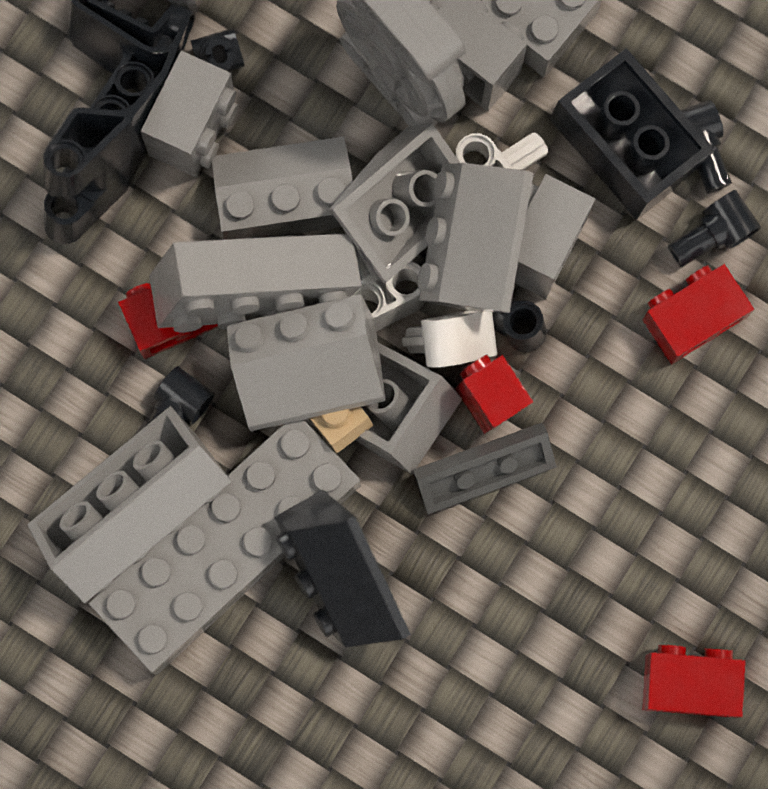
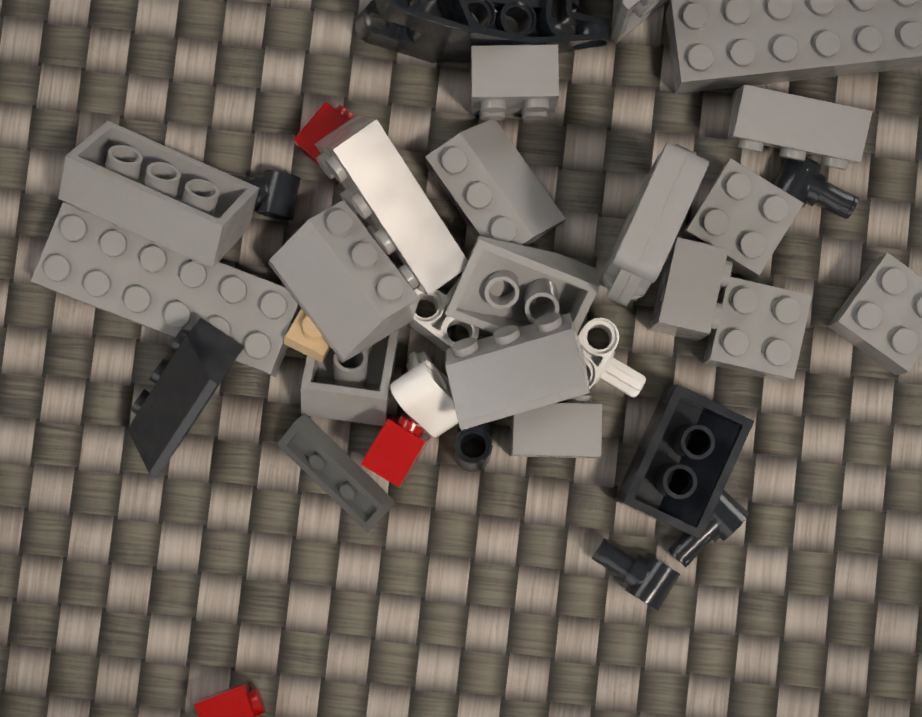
camera: 65 degrees right, 5 degrees up
(219, 50) = (583, 78): black pin -> none
(697, 312) = (555, 590): red brick -> none

